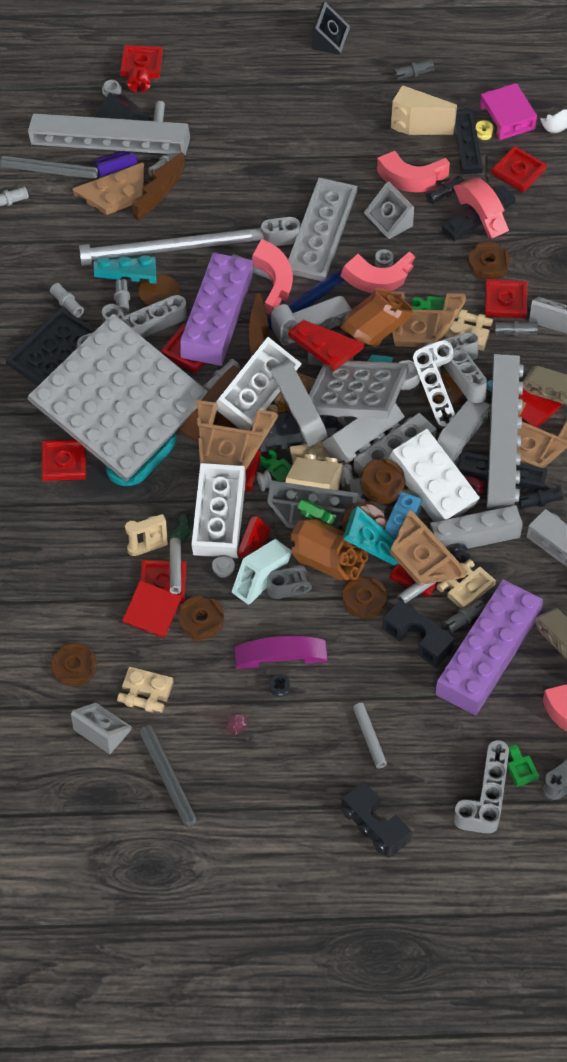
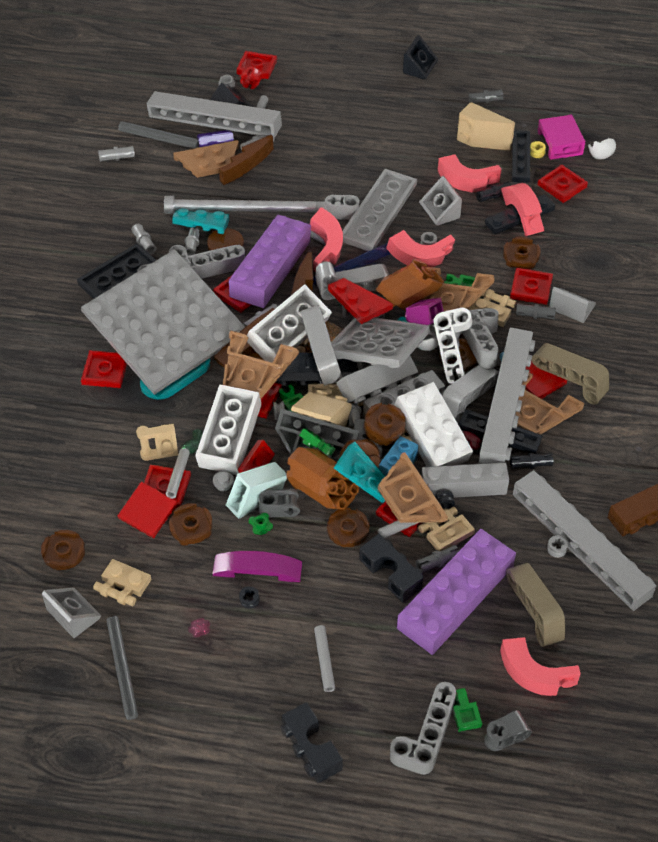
camera: 10 degrees right, 5 degrees down
(273, 612) = (260, 529): none -> green plate
(399, 347) = (424, 311): none -> magenta brick

